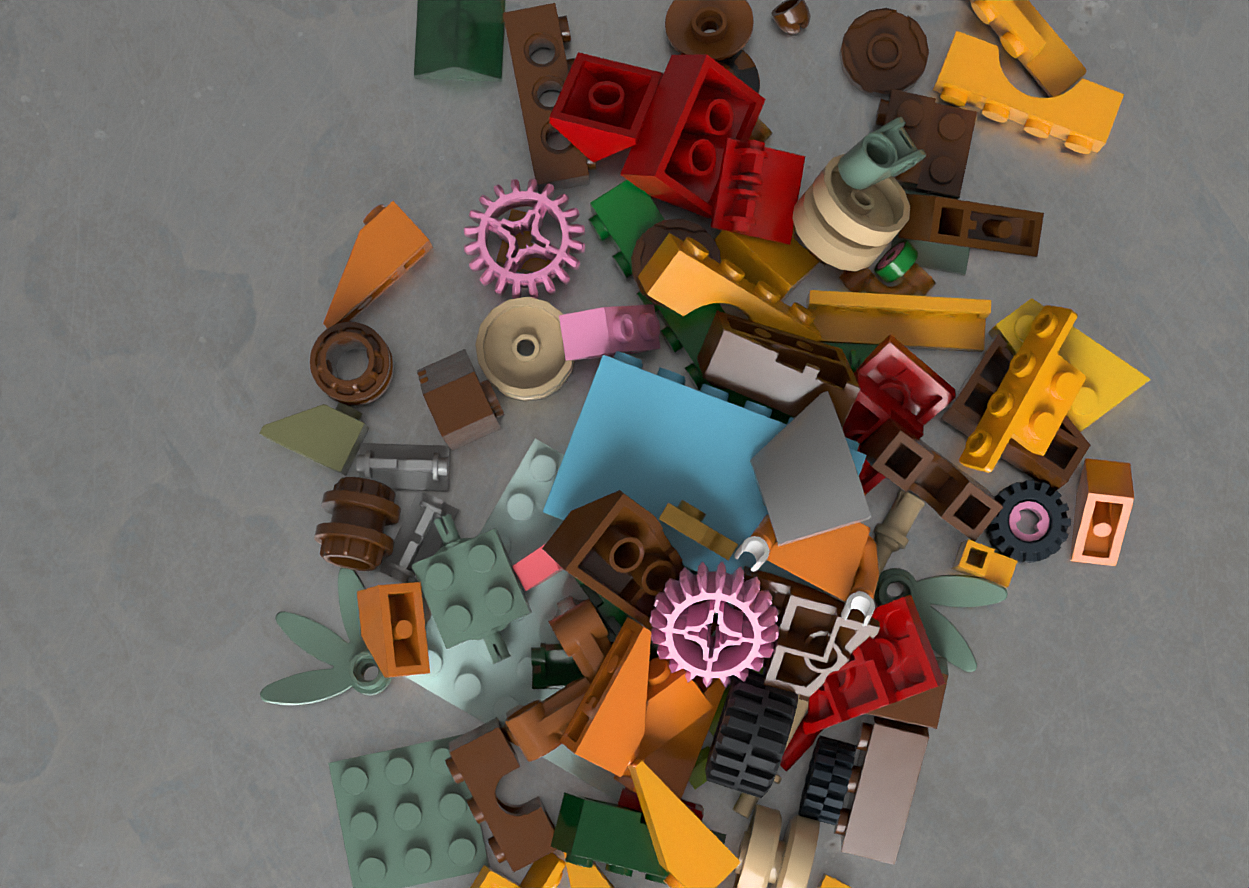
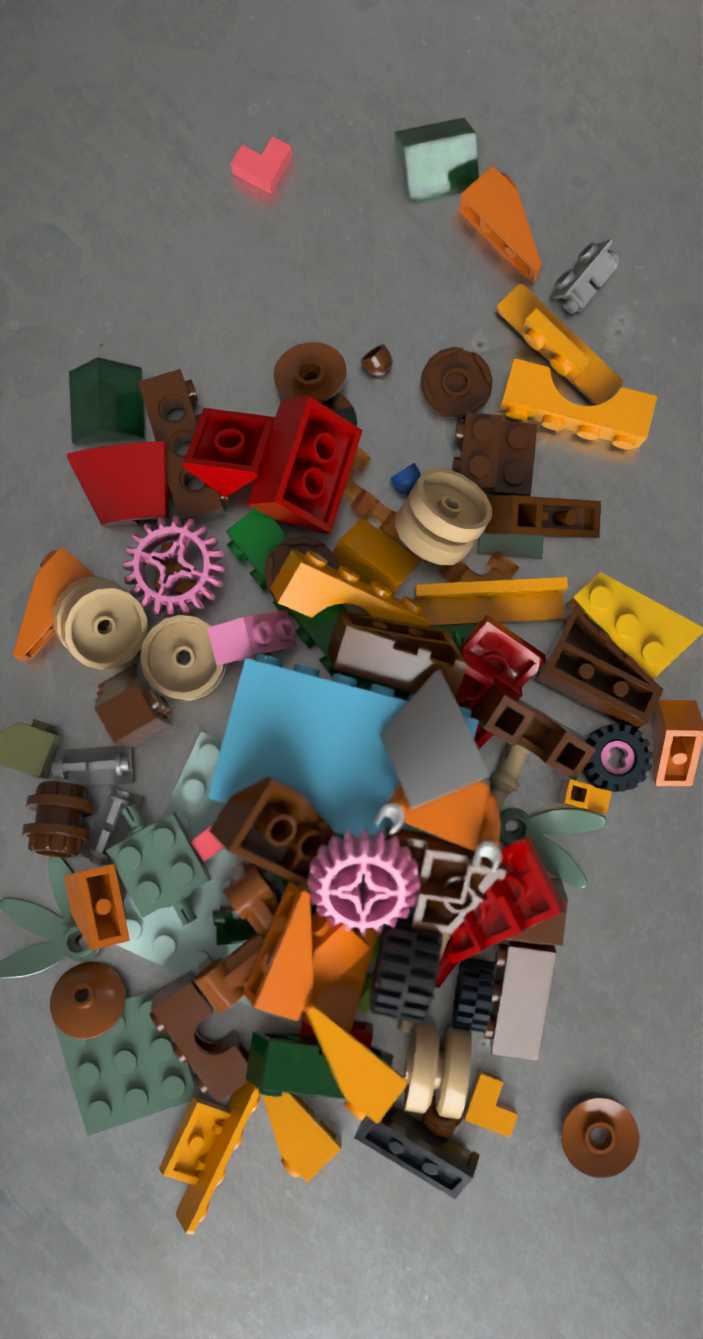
camera: 10 degrees left, 0 degrees up
(337, 341) = (19, 679): reddish brown piece -> none
(372, 758) = (99, 1011): none -> dark orange dish
(430, 296) = (99, 622): none -> tan wheel
(473, 131) = (124, 481): none -> red slope
(689, 522) = (332, 795): pearl gold plate -> none
(757, 191) = (363, 506): red hinge -> none
(815, 161) = (406, 479): none -> blue hinge
(880, 156) = (462, 466): sand green piece -> none
(896, 261) = (485, 553): green tile -> none
(1031, 396) = (610, 653): light orange bracket -> none

